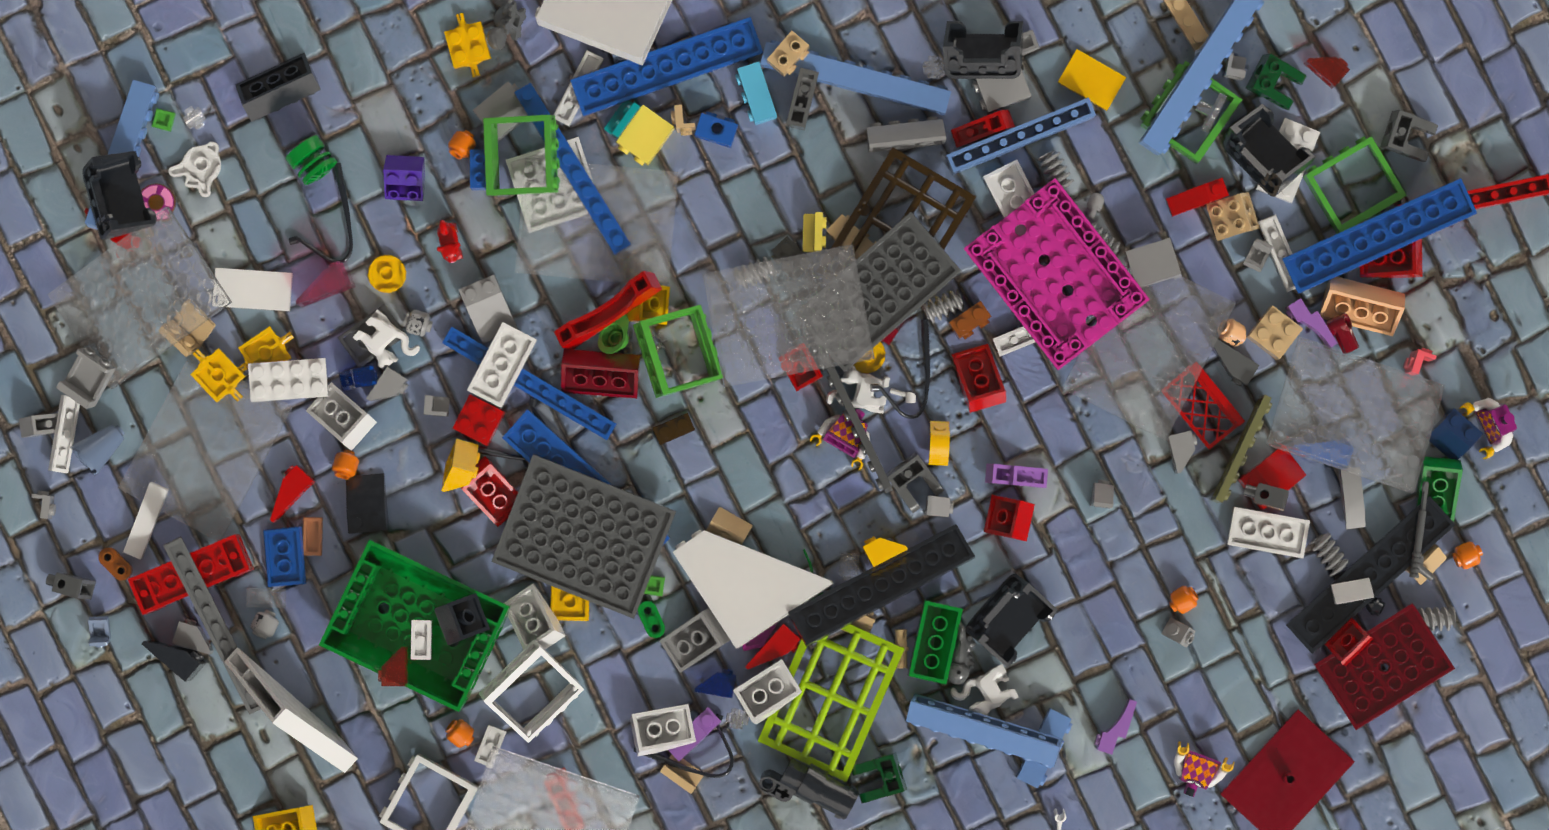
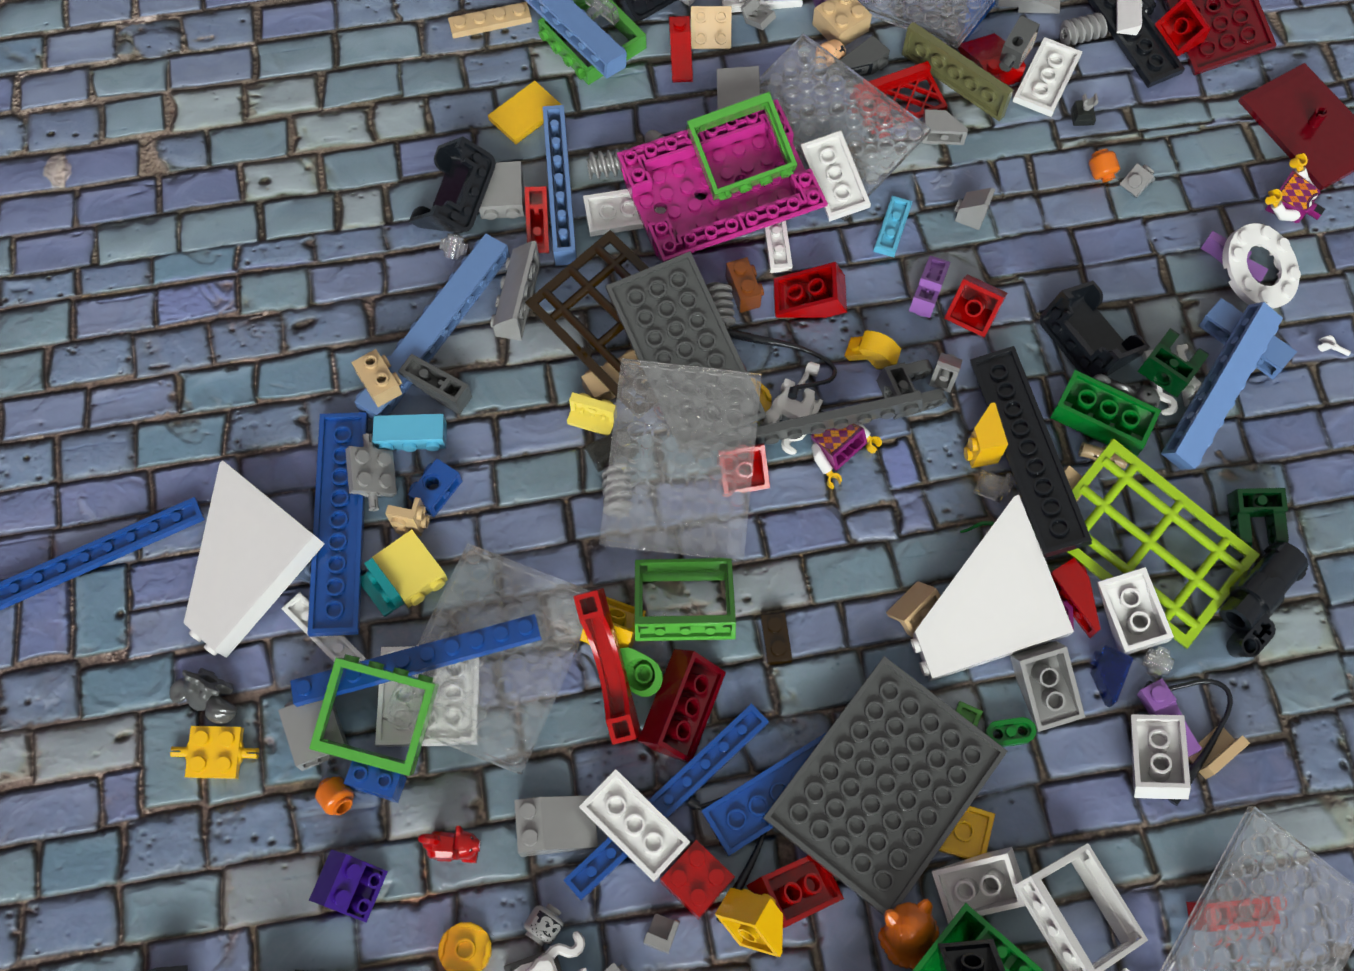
camera: 75 degrees left, 20 degrees down
(485, 576) = (908, 933): none -> orange hair
(712, 76) = (370, 472): none -> light grey plate
(980, 684) = (1168, 369): none -> dark green brick
(1069, 431) = (893, 226): none -> medium azure tile
(1095, 369) = (836, 175): none -> white plate
(1113, 723) = (1242, 282): none -> white plate
(1116, 270) = (732, 113): none -> bright green window
(1237, 572) = (1083, 111): none -> pearl dark grey piece

